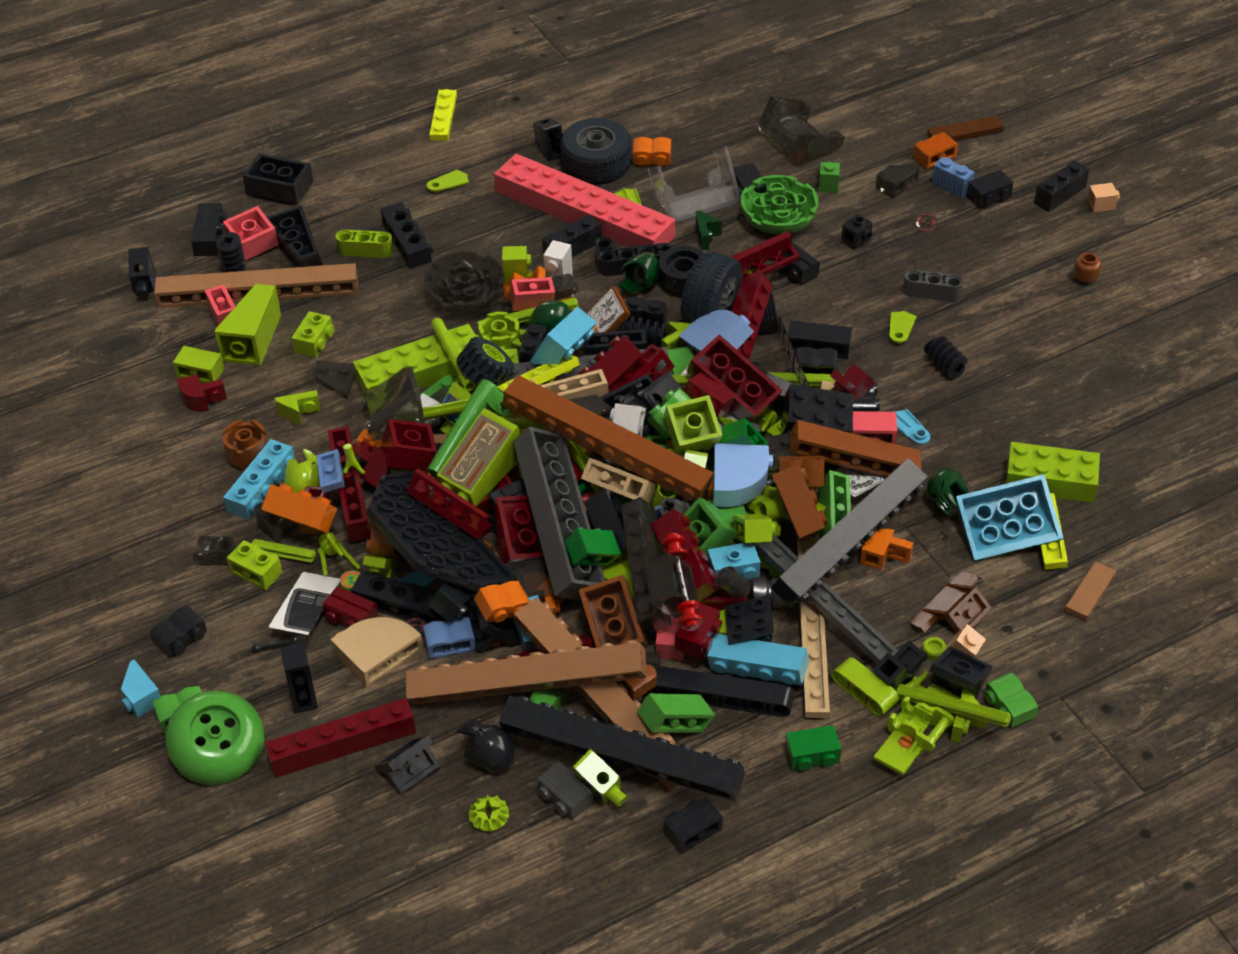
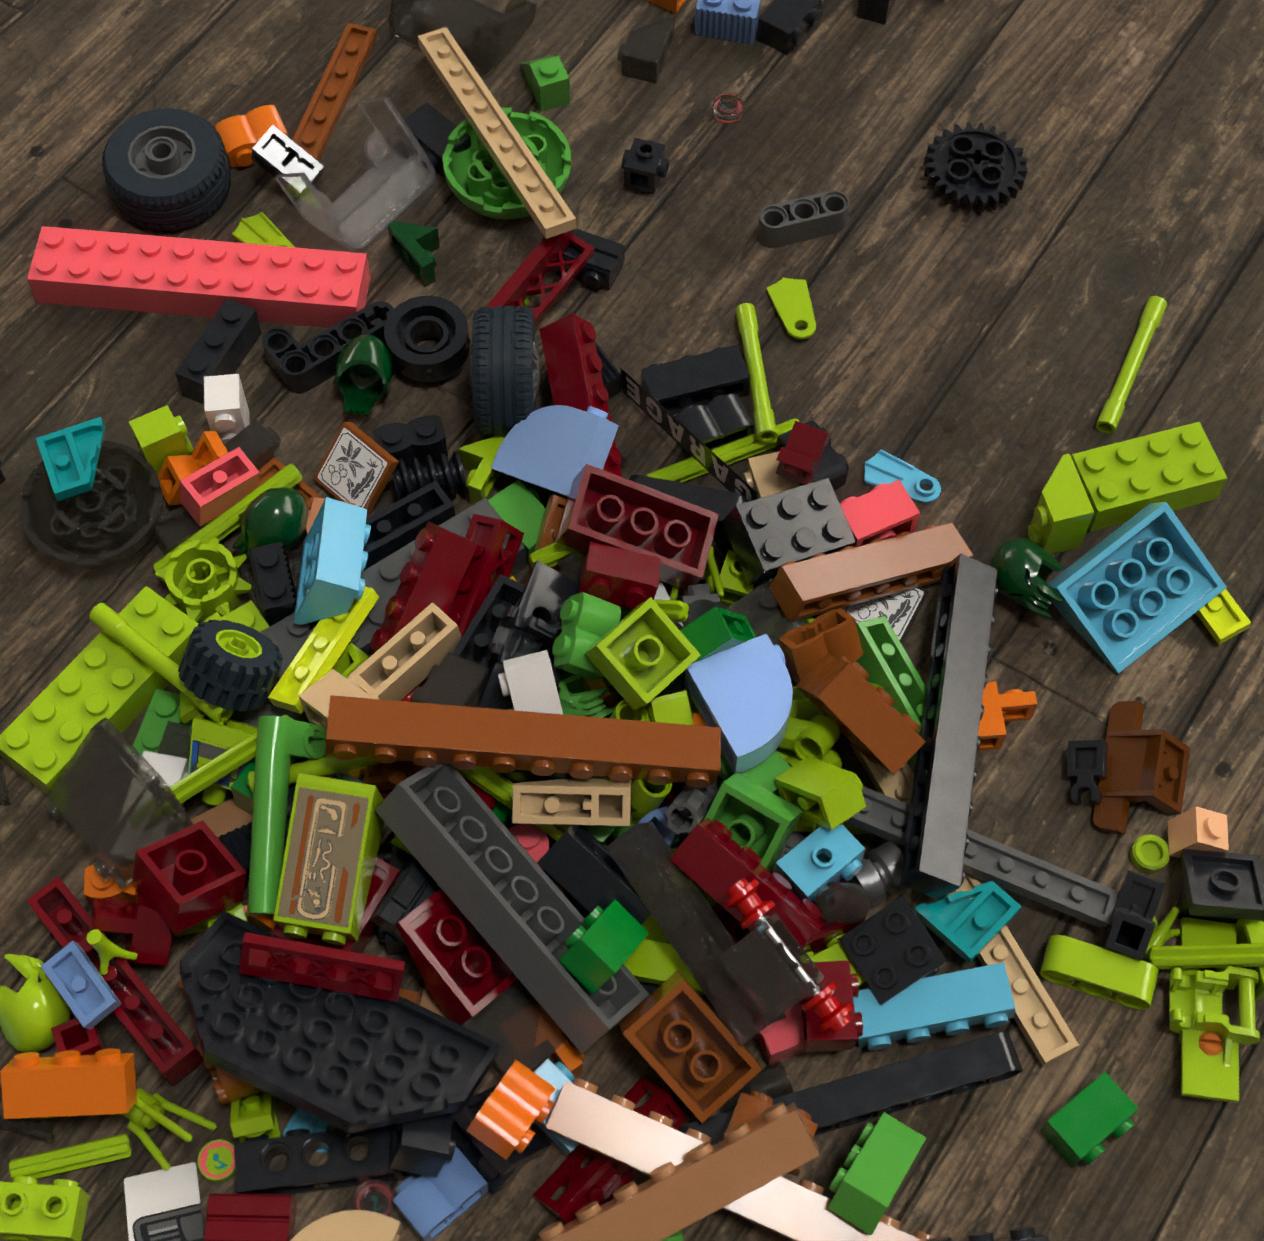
camera: 30 degrees left, 15 degrees up
(466, 254) = (72, 457): none -> teal wing
(548, 133) = (75, 172): black torso -> none
(657, 156) = (281, 155): none -> brick
(704, 149) = (334, 89): none -> dark orange tile
(778, 184) = (497, 133): none -> tan plate
(806, 628) = (969, 918): none -> teal wing
(866, 327) = (763, 414): none -> lime piece
(922, 592) = (1087, 763): none -> black plate
(946, 356) = (892, 338): black piece -> none
(984, 464) = (1062, 511): none -> lime slope
(1053, 294) = (975, 167): none -> black gear
(1087, 267) = (999, 104): dark orange head -> none
(1108, 404) = (1114, 406): none -> lime piece

